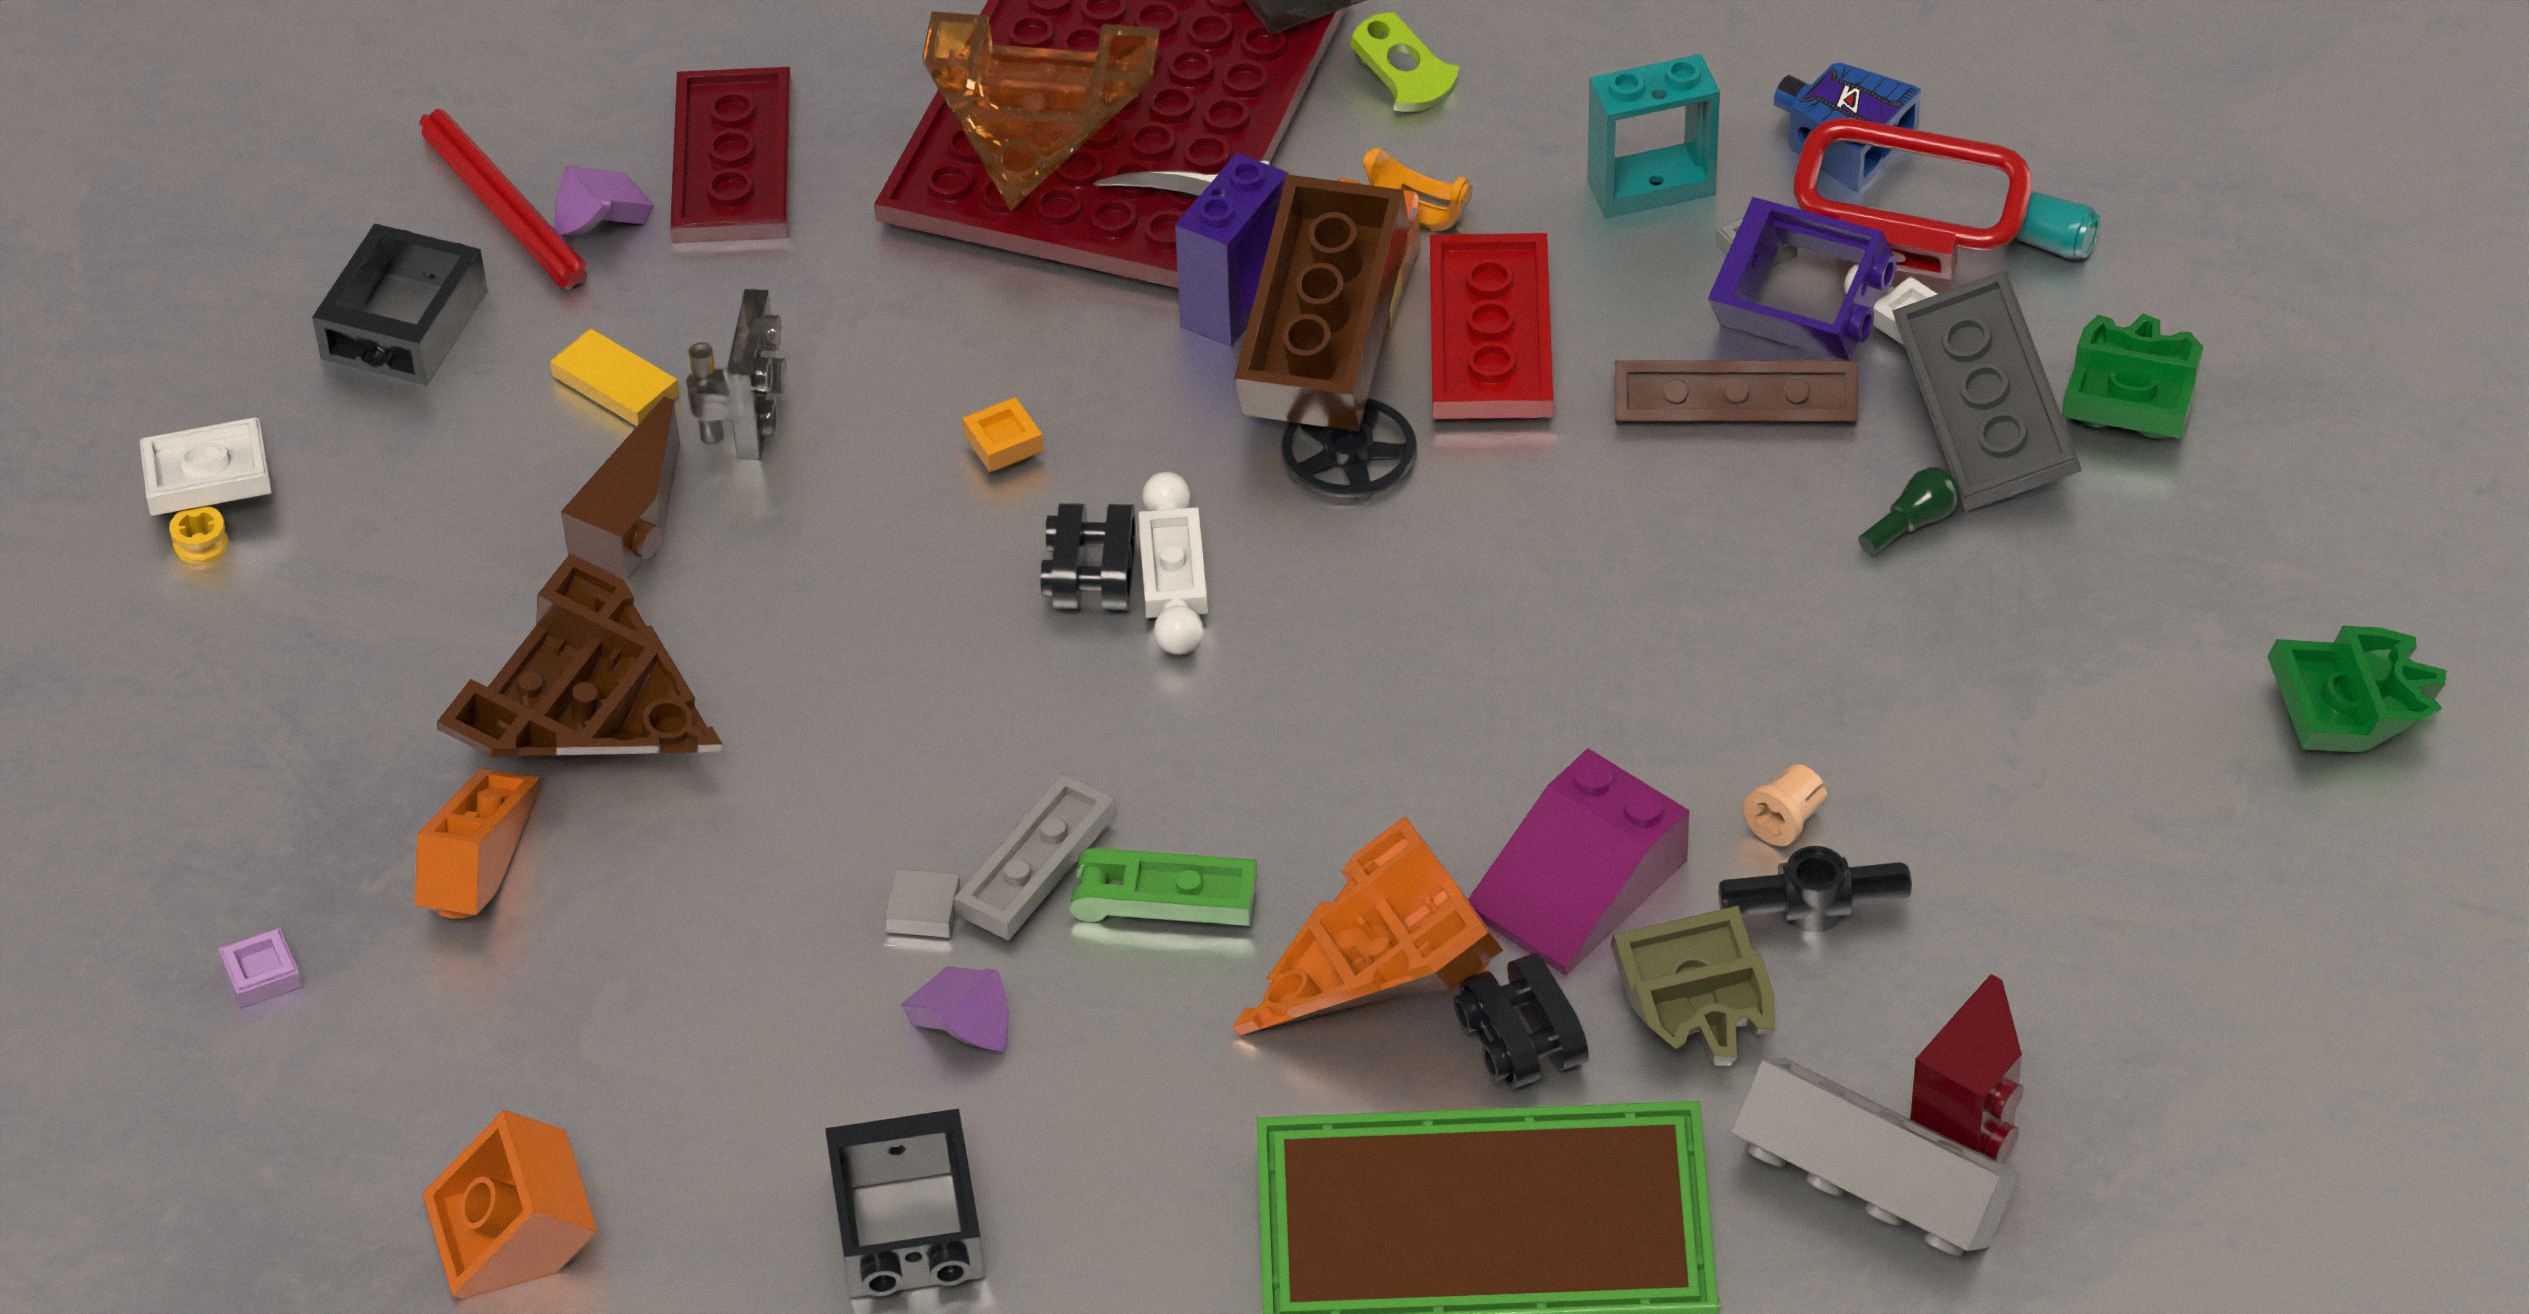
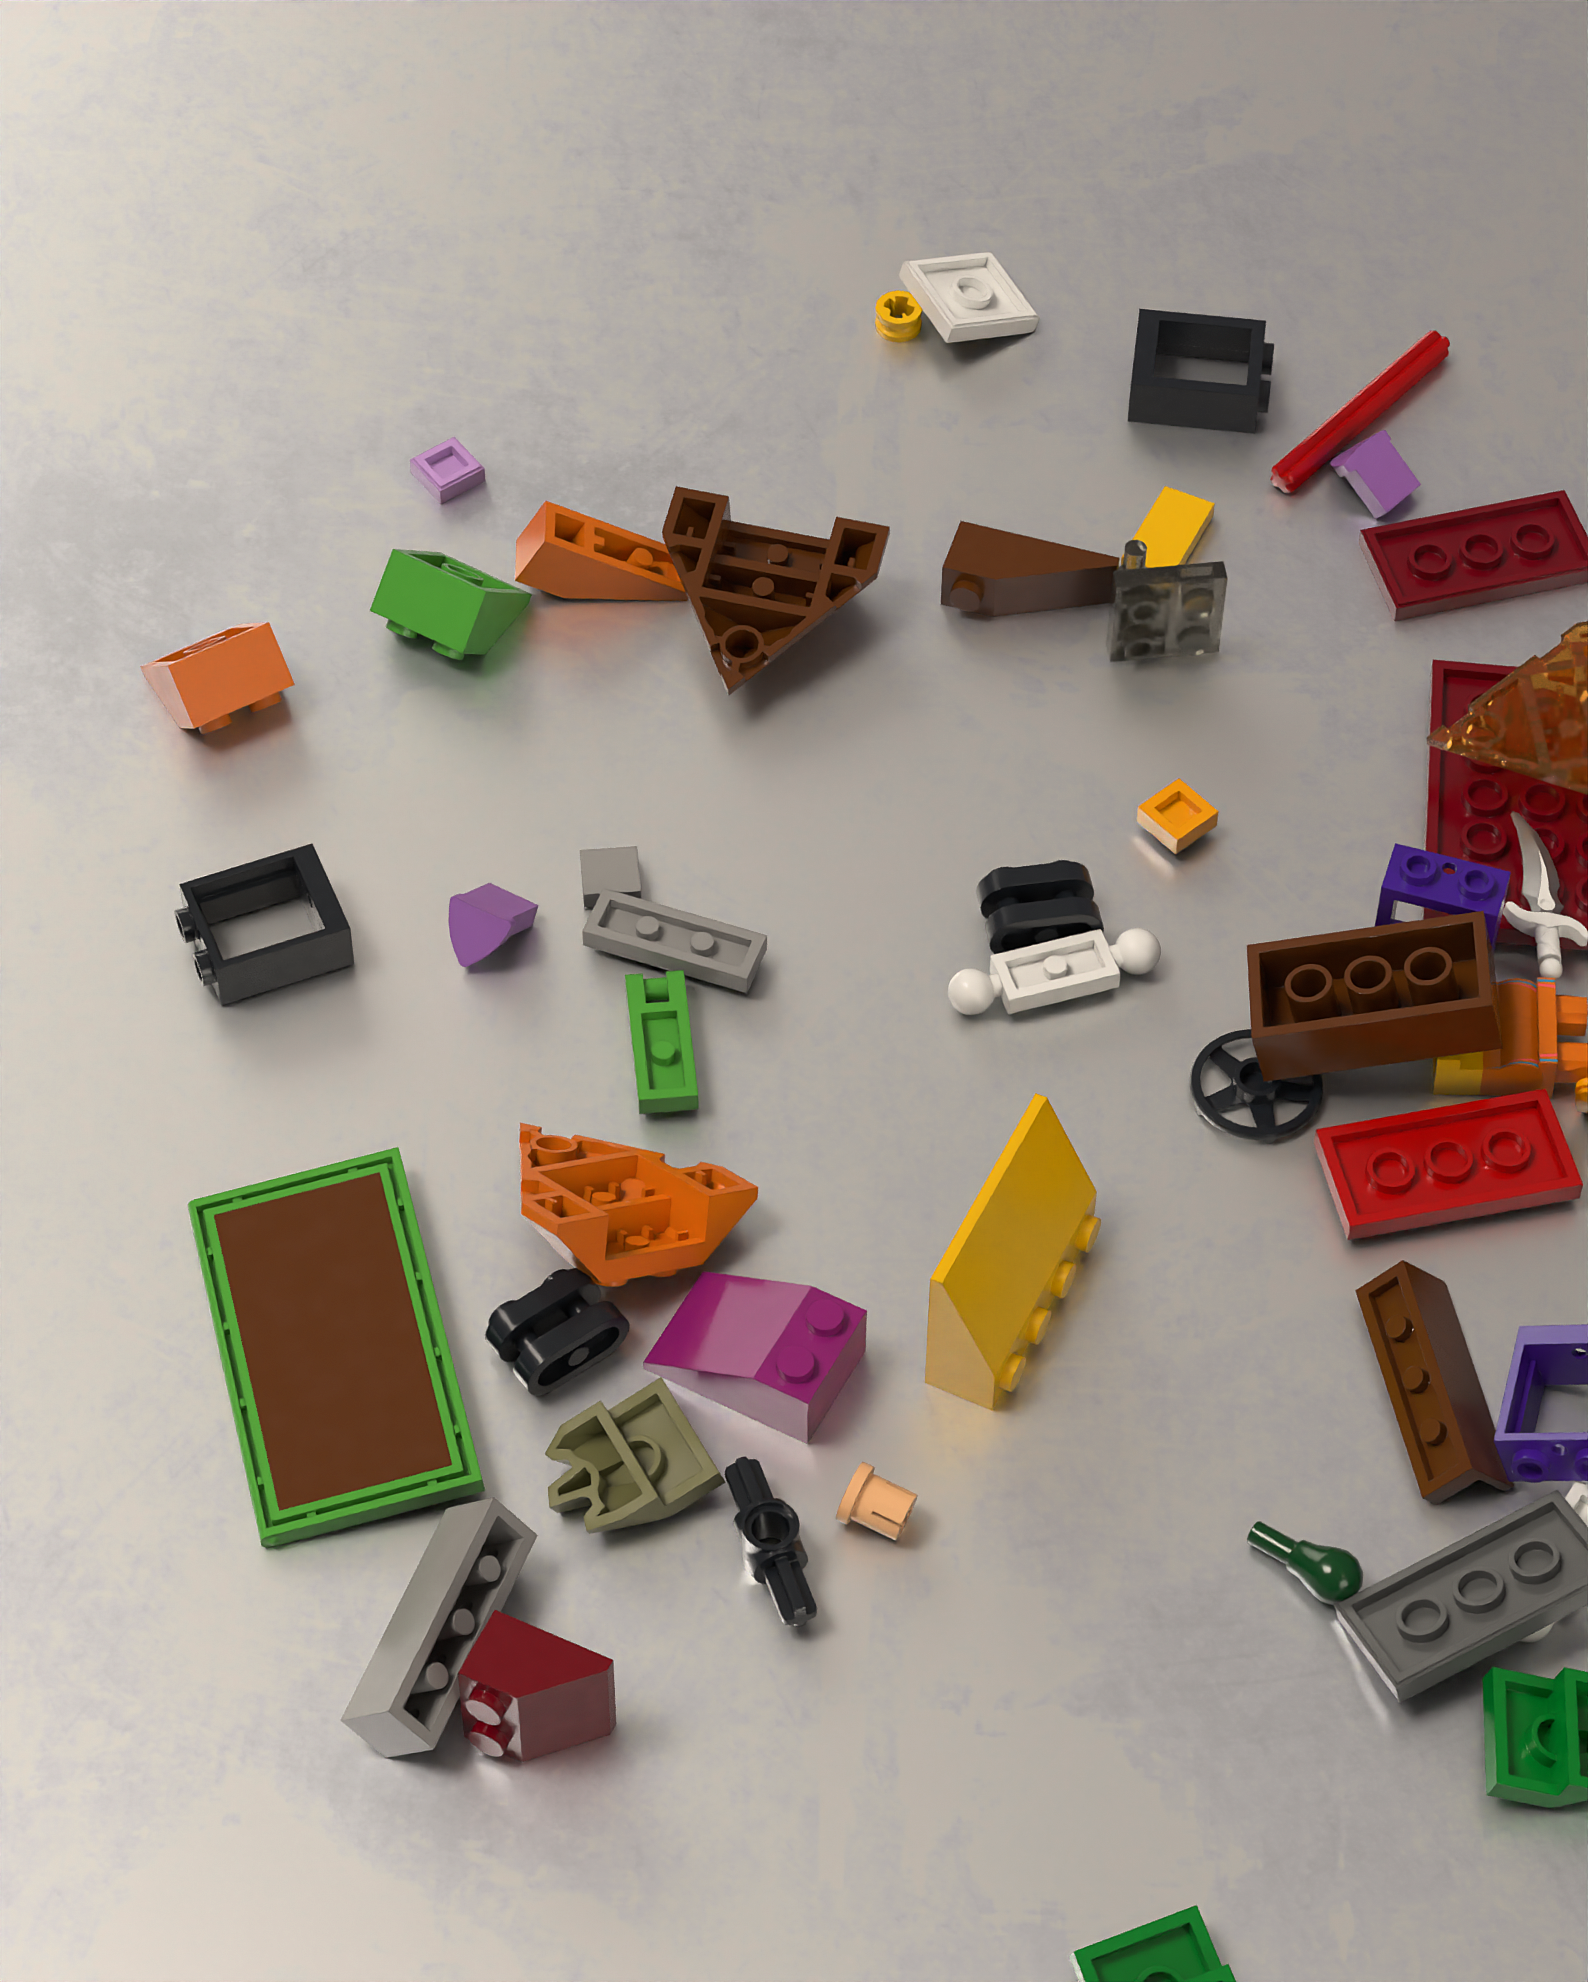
camera: 75 degrees right, 5 degrees up
(485, 981) = (446, 602): none -> bright green slope
(1550, 639) = (1009, 1261): none -> yellow slope

